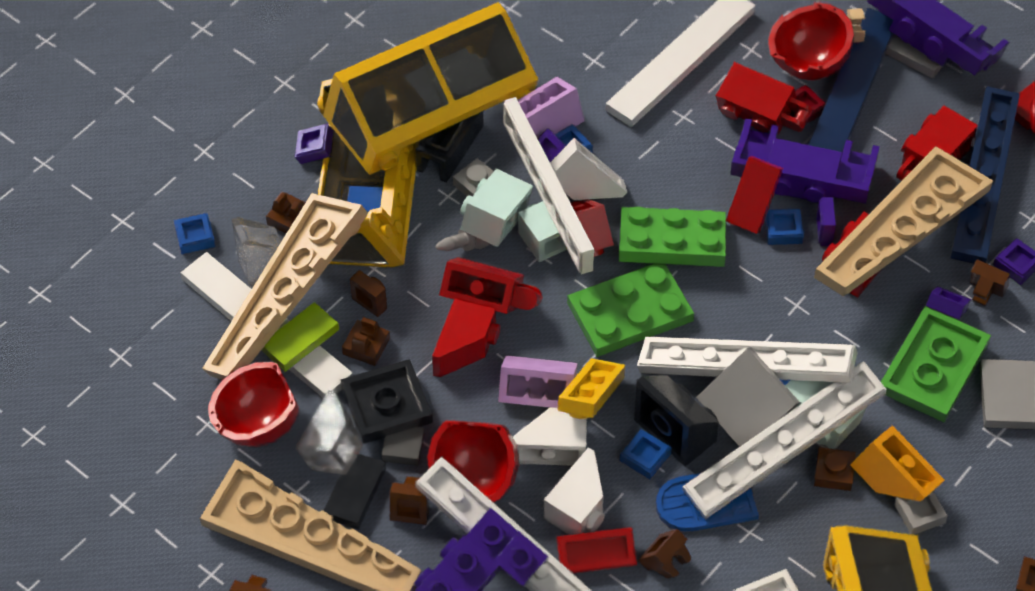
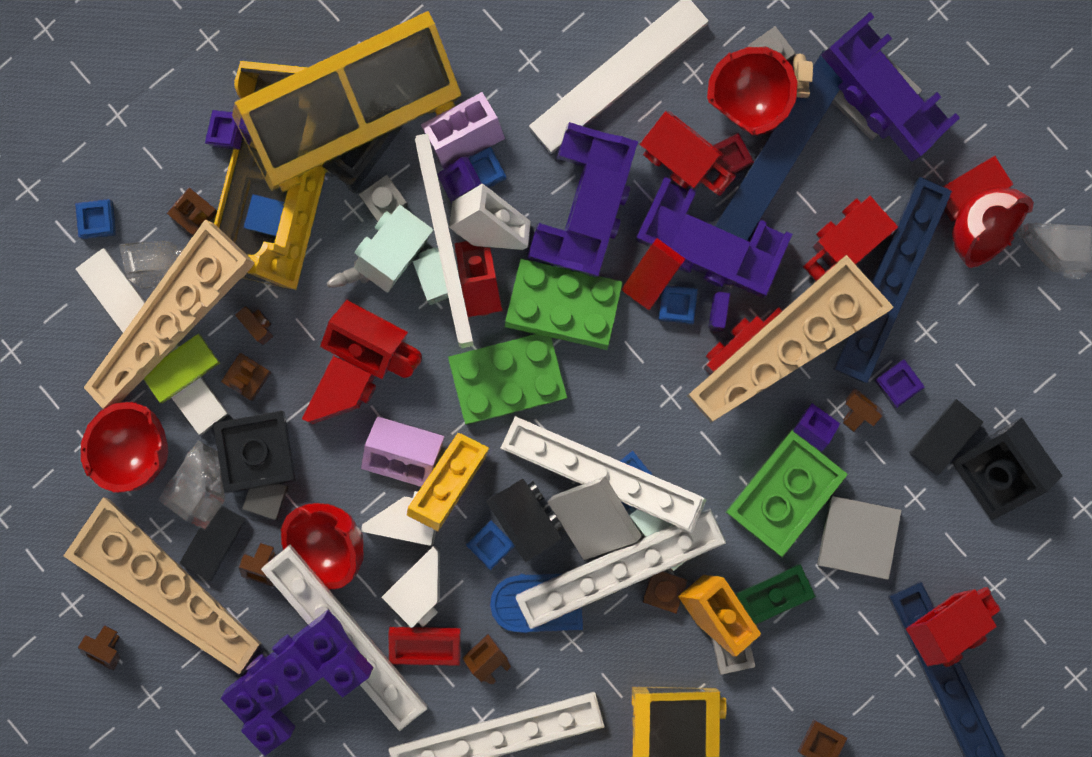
camera: 10 degrees right, 30 degrees up
(685, 146) = (594, 209): none -> dark purple bracket
(955, 449) = (776, 594): none -> dark green plate

